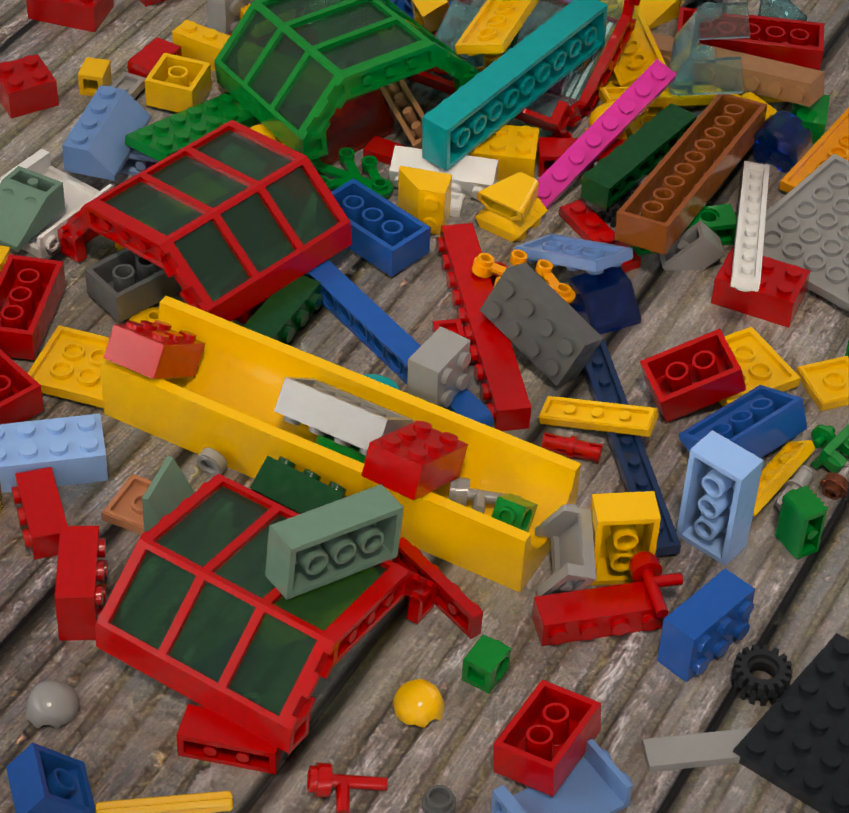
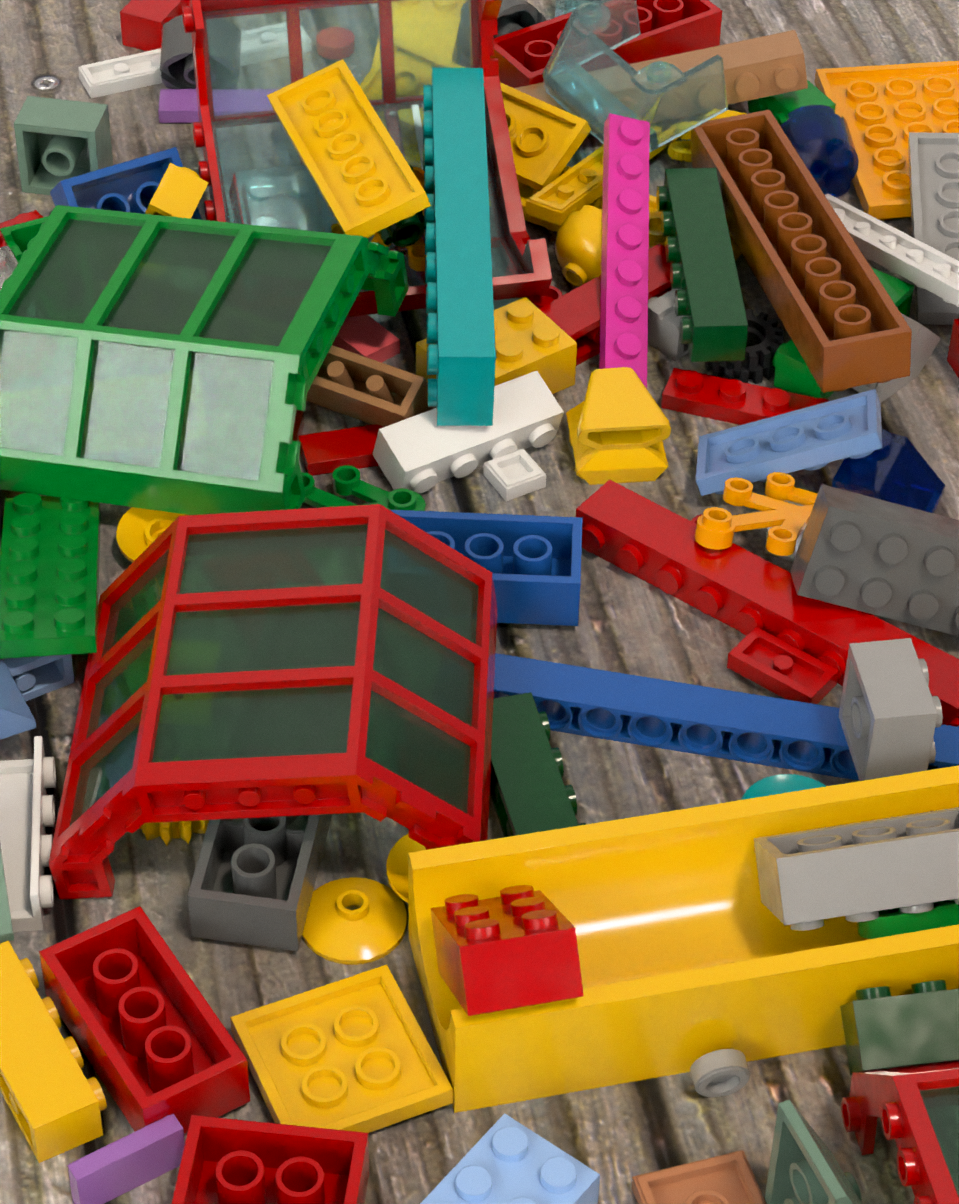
camera: 40 degrees left, 0 degrees up
(425, 196) = (507, 474): yellow slope -> none

